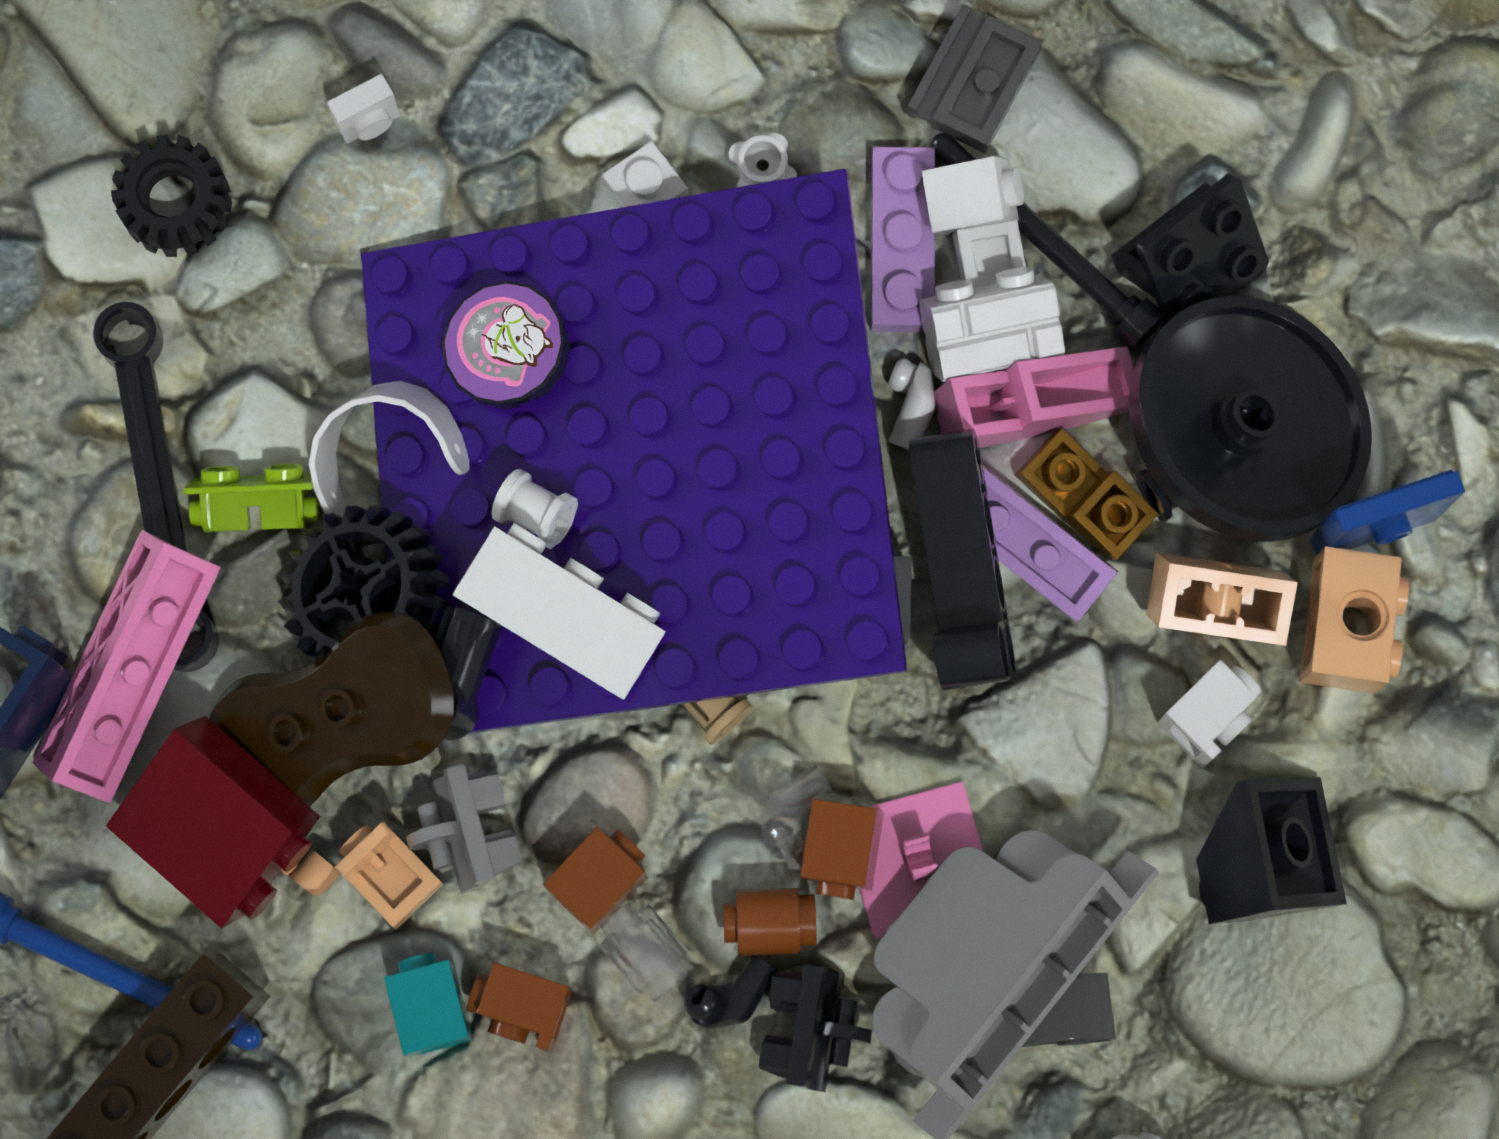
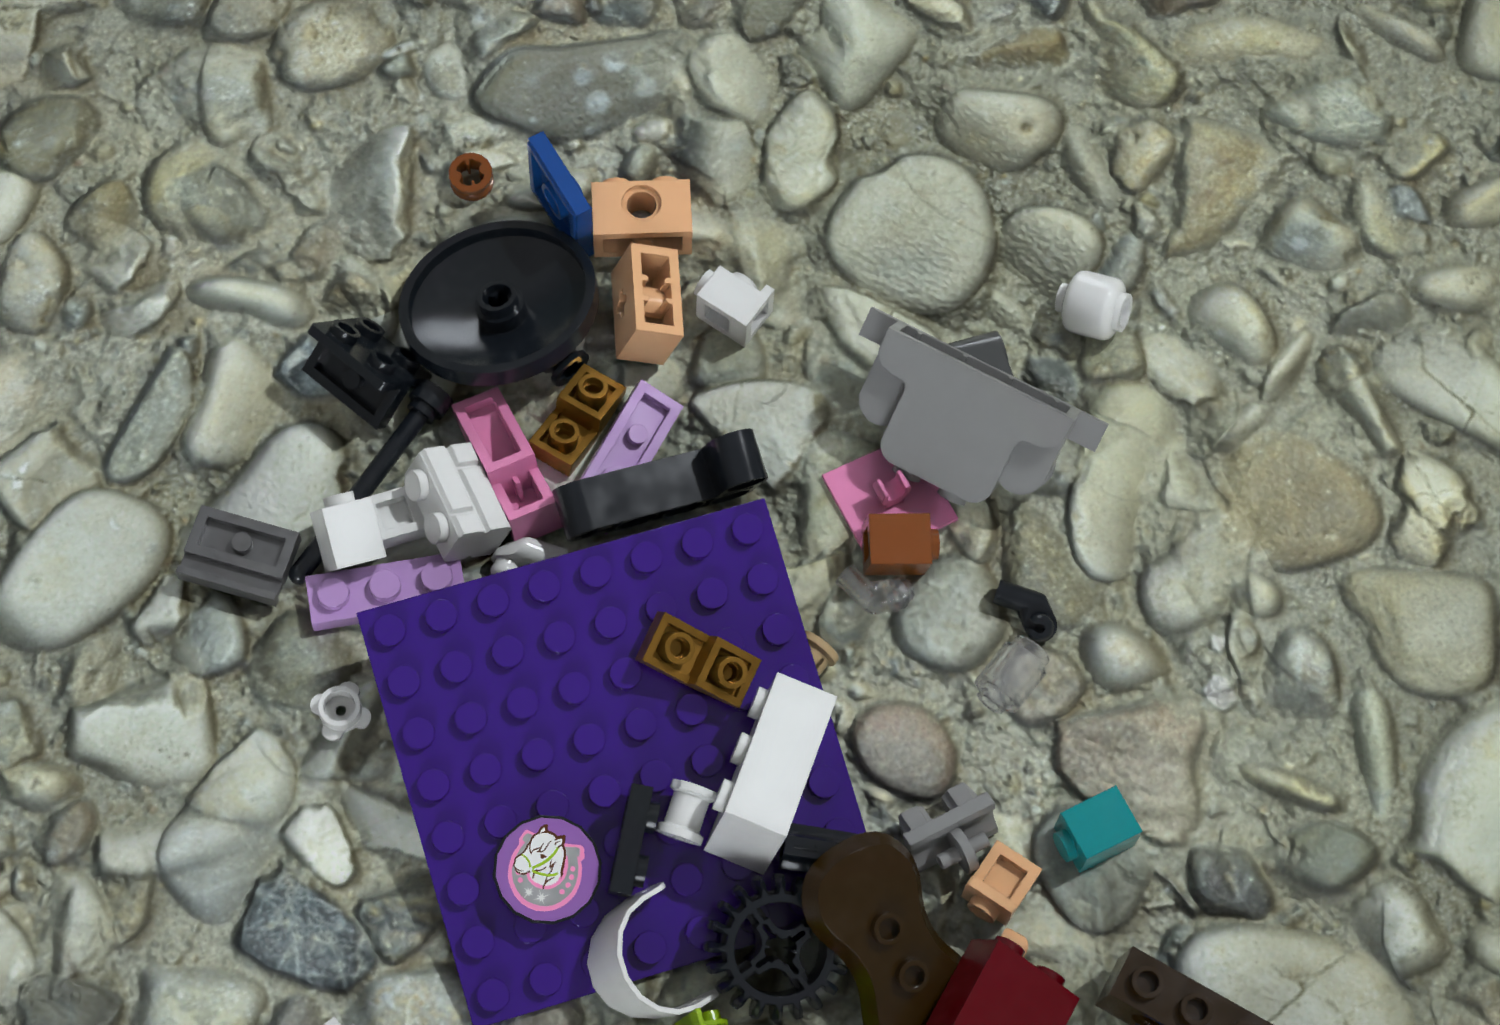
camera: 105 degrees left, 10 degrees down
(520, 1005) = (1076, 758): dark orange brick -> none
(536, 449) = (639, 817): none -> black plate
(597, 877) = (965, 721): dark orange brick -> none
(644, 178) = (372, 804): white plate -> none
(713, 551) = (698, 659): none -> pearl gold slope
(770, 921) = (966, 587): dark orange brick -> none
(821, 1028) = (1064, 548): black hips -> none
(1270, 853) = (837, 246): black slope -> none
(1441, 406) = (467, 162): none -> dark orange bush

